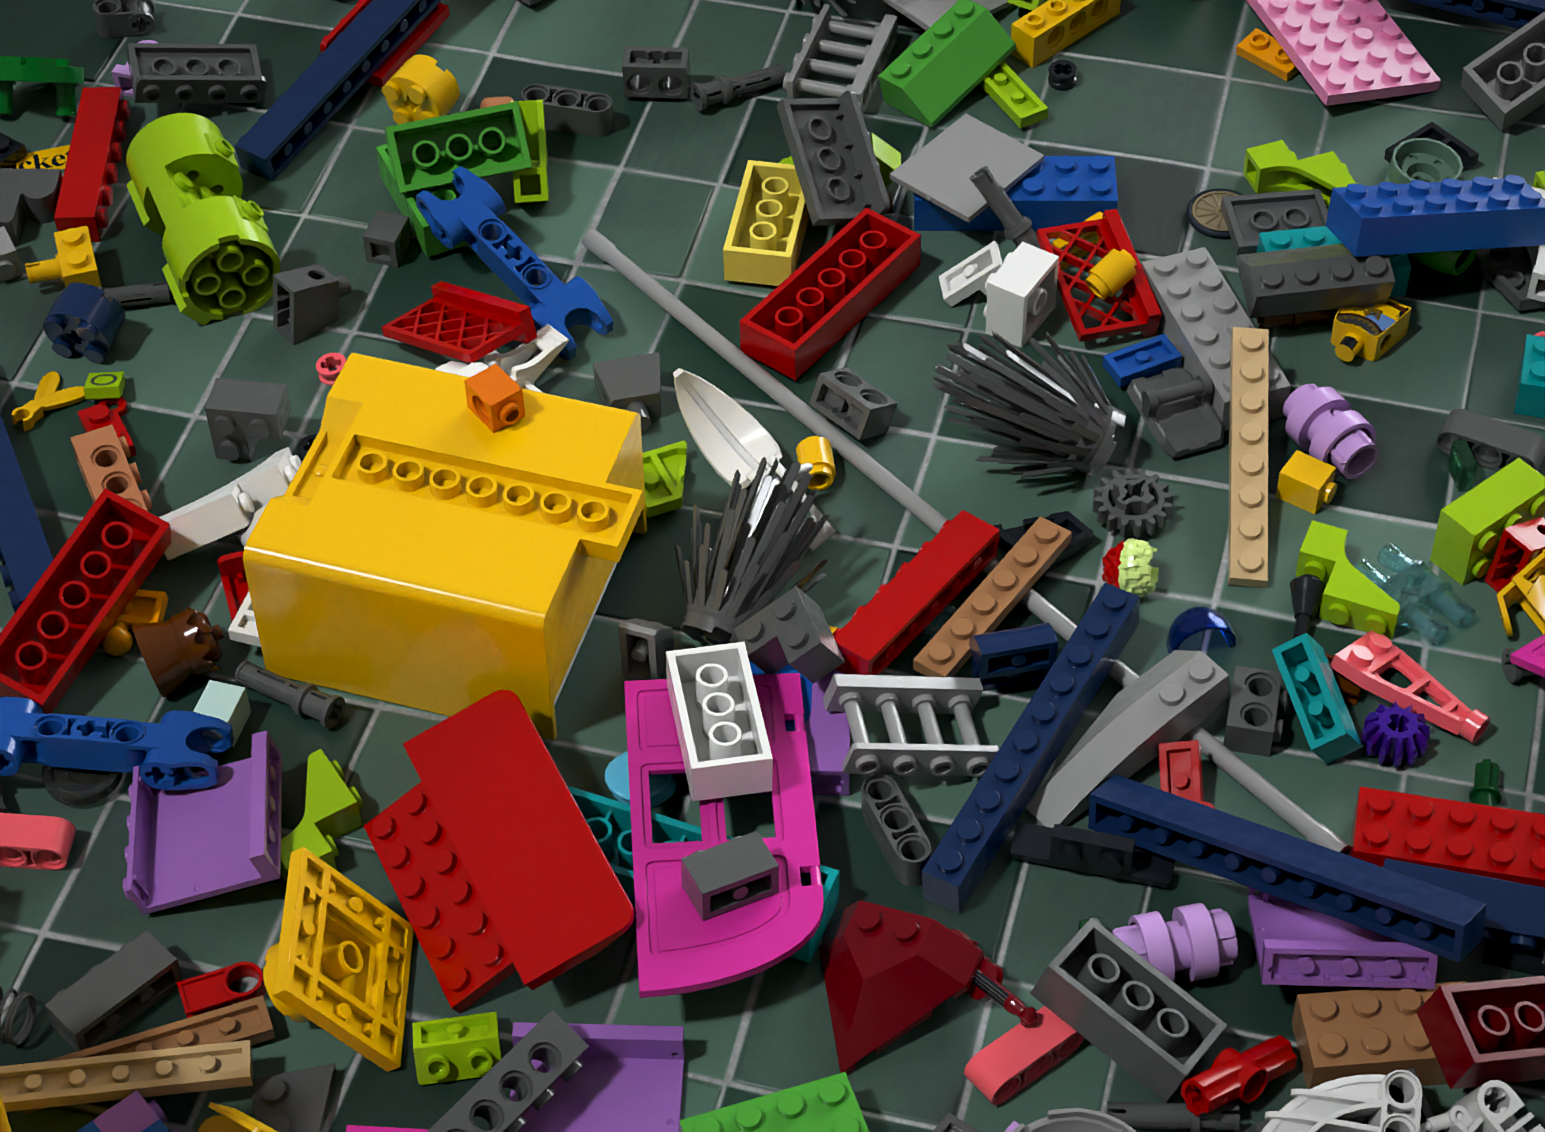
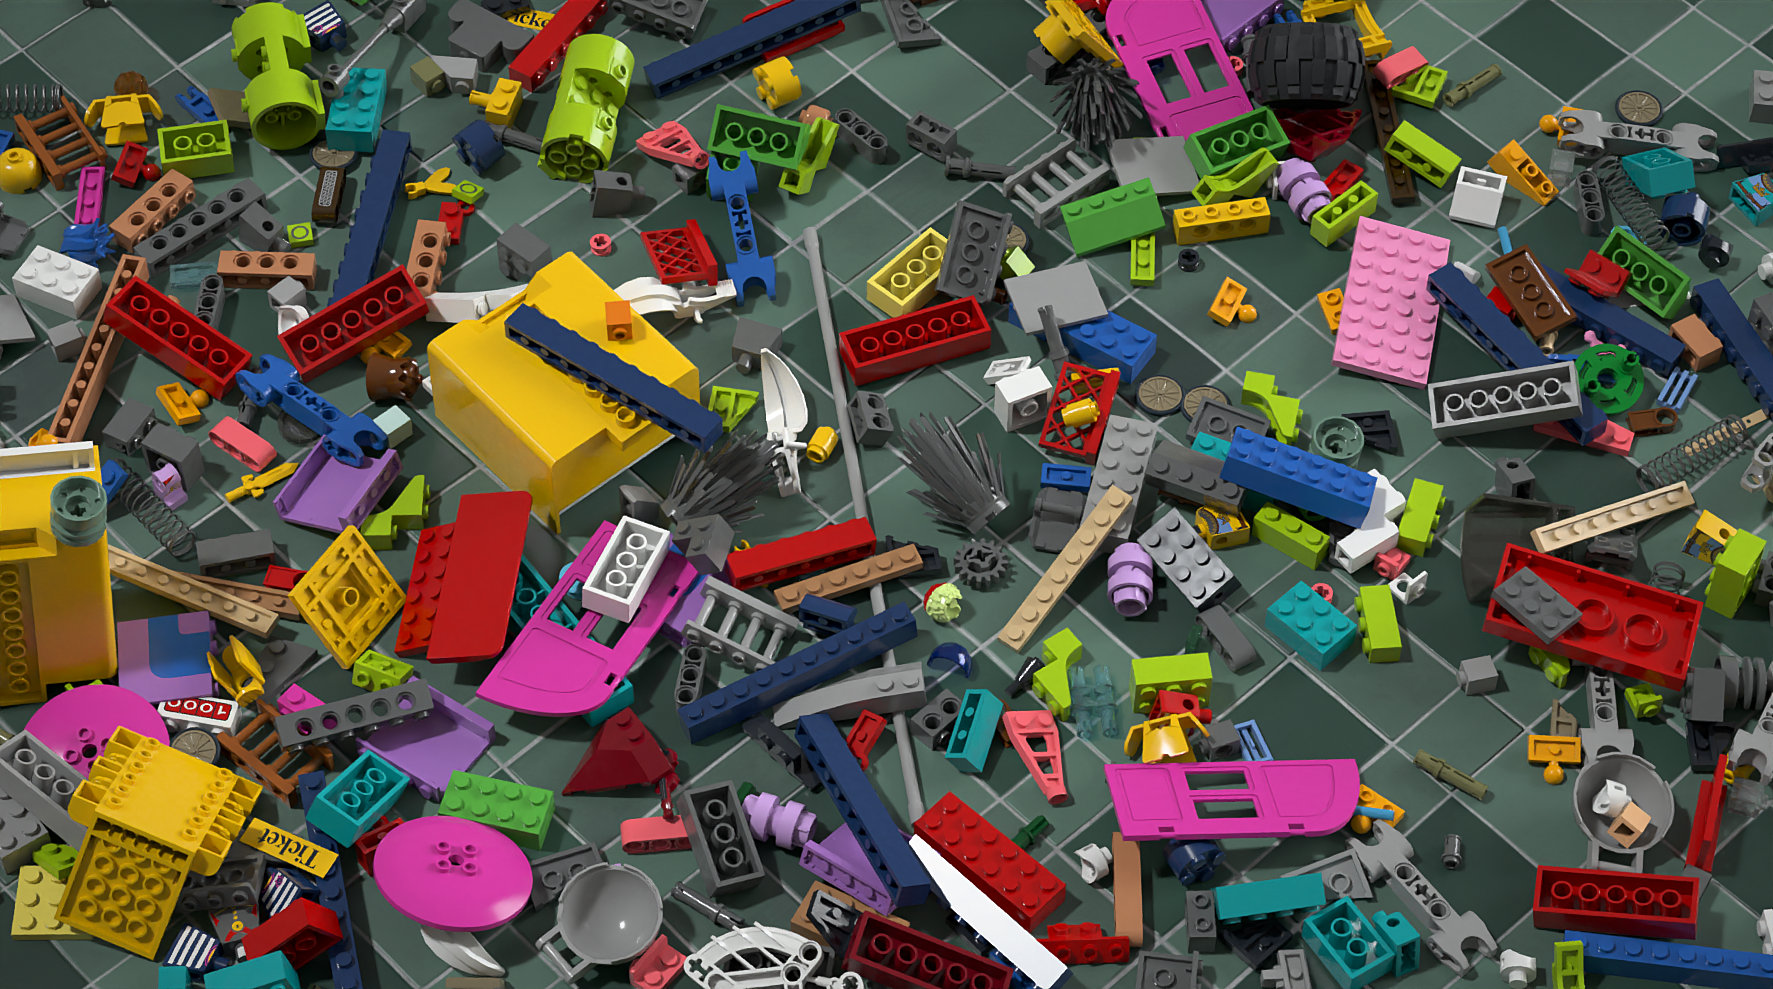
camera: 30 degrees right, 5 degrees up
(75, 879) = (260, 482): none -> yellow sword
(304, 698) = (440, 441): dark grey pin -> none
(315, 219) = (655, 141): none -> coral plate
(544, 469) = (614, 377): none -> dark blue brick
(730, 875) = (565, 656): dark grey brick -> none
(1150, 97) = (1228, 303): none -> light orange plate
(1160, 225) = (1159, 394): none -> dark tan wheel
(1238, 1075) = (752, 904): red piece -> none
(1306, 482) = (1092, 603): yellow brick -> none
(1384, 377) = (1189, 561): none -> brick
(1392, 1030) = (833, 920): none -> black wing
(1395, 735) = (1006, 775): dark purple gear -> none
(1459, 298) = (1290, 535): none -> lime brick

